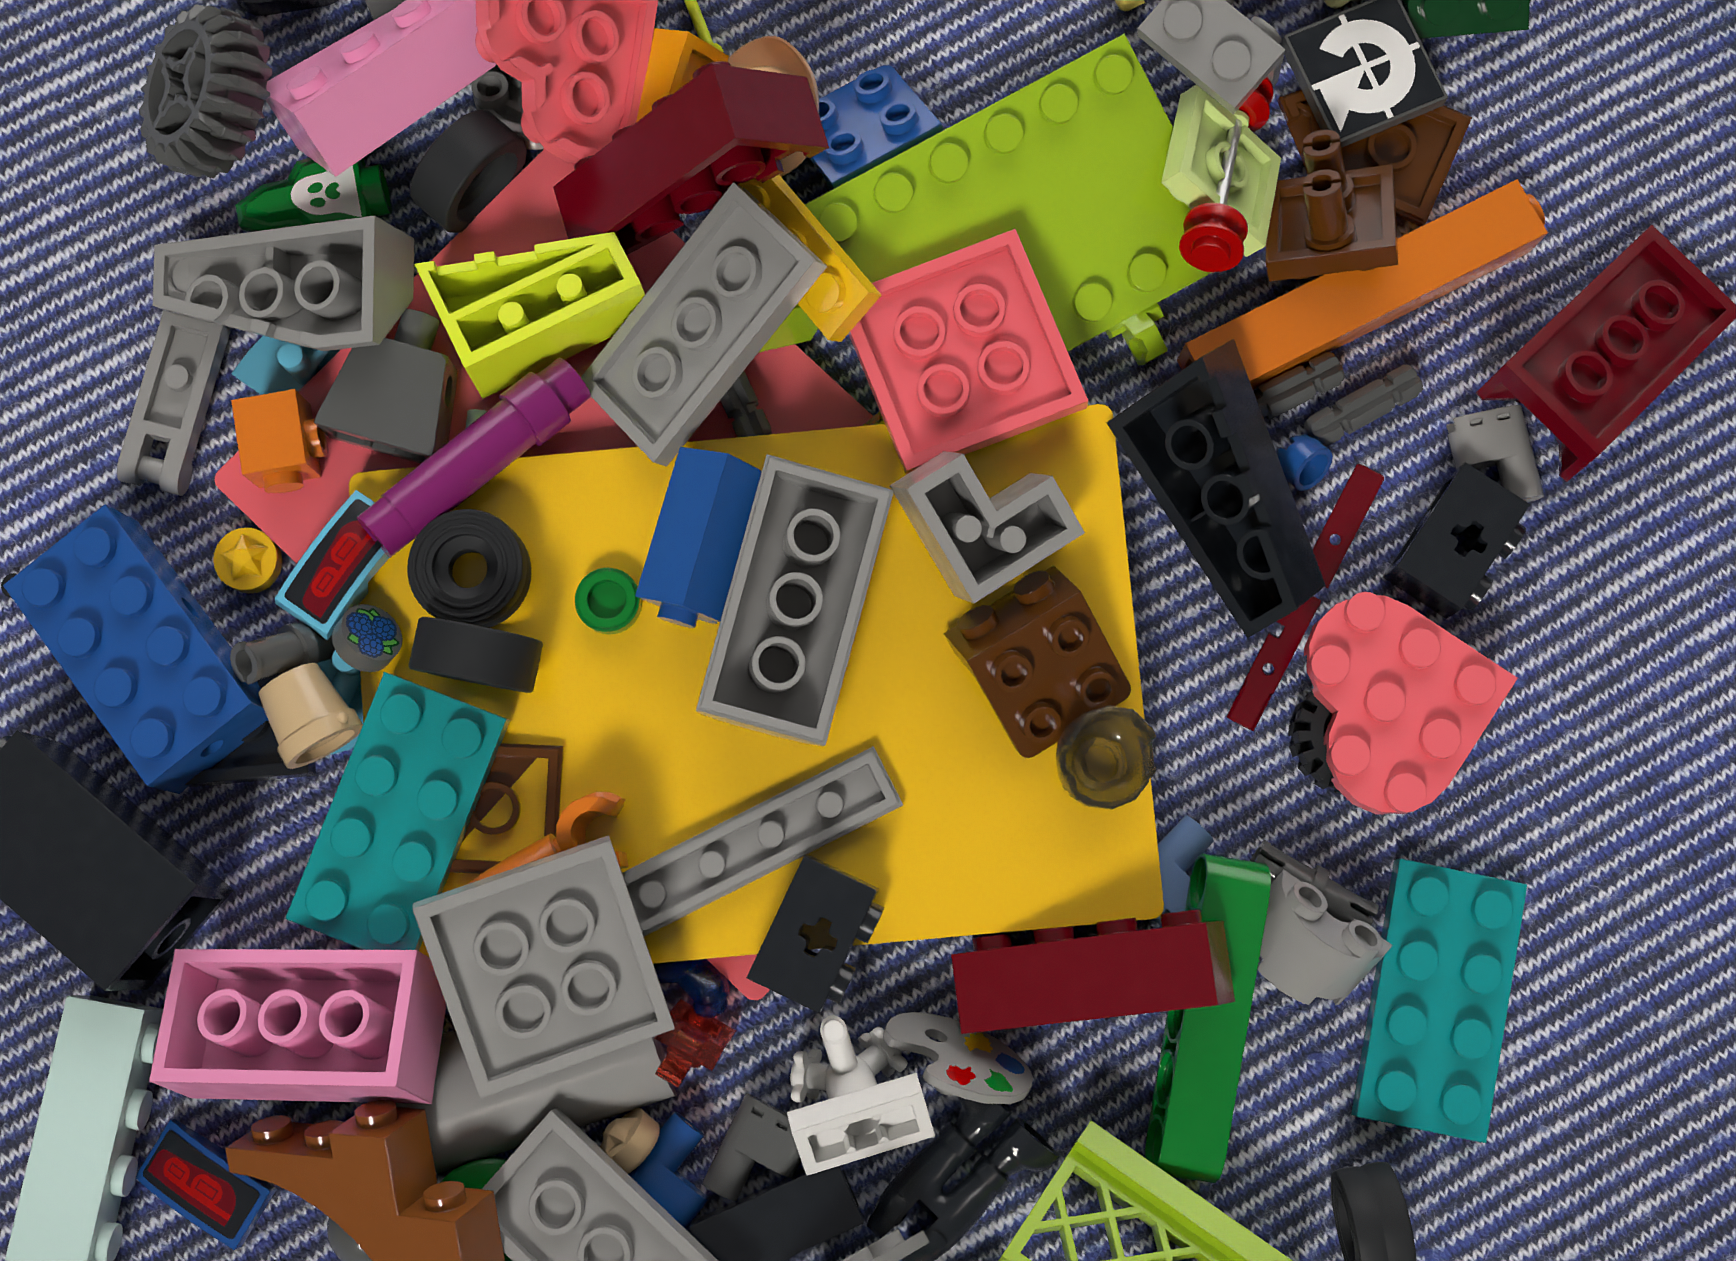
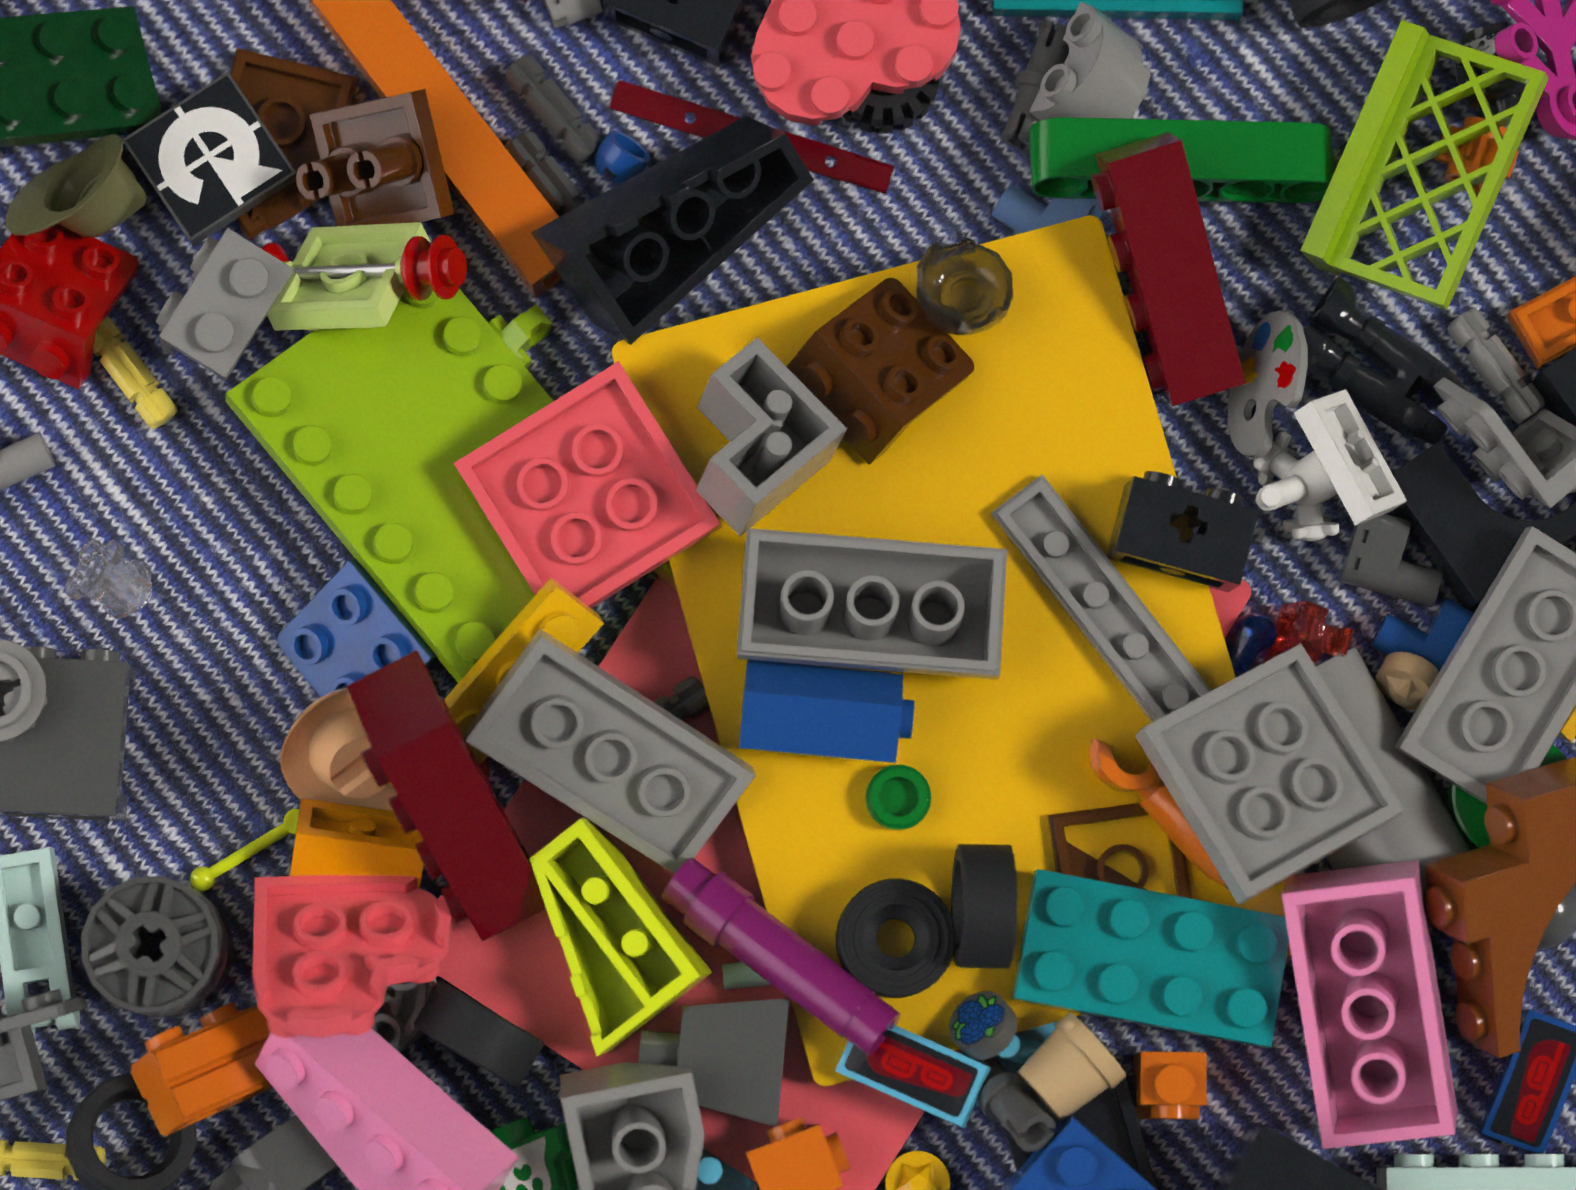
camera: 100 degrees left, 0 degrees up
(282, 816) = (1170, 1085): none -> orange brick

